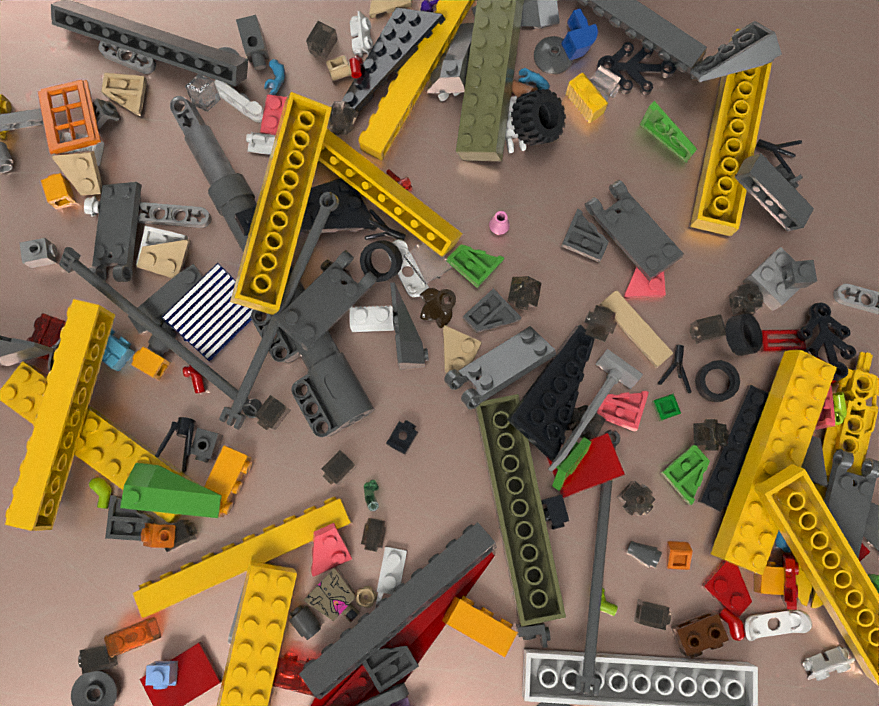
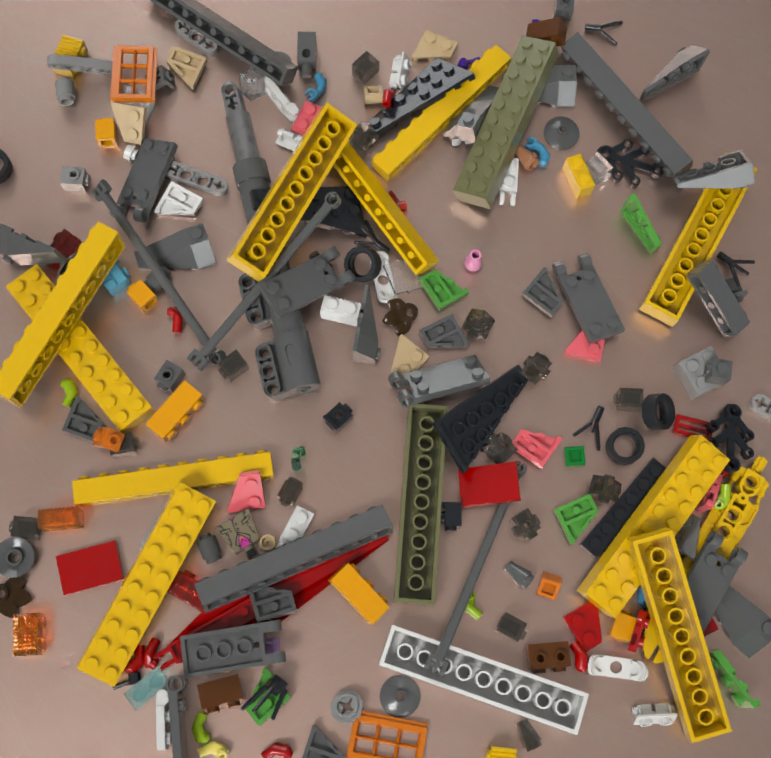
camera: 10 degrees right, 5 degrees down
(162, 674) = (77, 555): light blue brick -> none
(163, 491) = (124, 402): bright green wedge -> none
(164, 258) = (179, 212): tan wing -> none
(184, 429) = (155, 357): black plant -> none
(206, 314) = (203, 268): piece -> none
(338, 468) = (276, 427): clear smoke brick -> none
(530, 631) = (402, 610): dark grey bracket -> none
(538, 117) = (520, 180): black tyre -> none
(568, 465) = (476, 476): bright green wing -> none
(581, 36) = (588, 124): blue brick -> none
(617, 371) = (539, 413): light grey piece -> none
(637, 329) = (568, 383): tan tile -> none
(746, 300) = (663, 384): clear smoke brick -> none

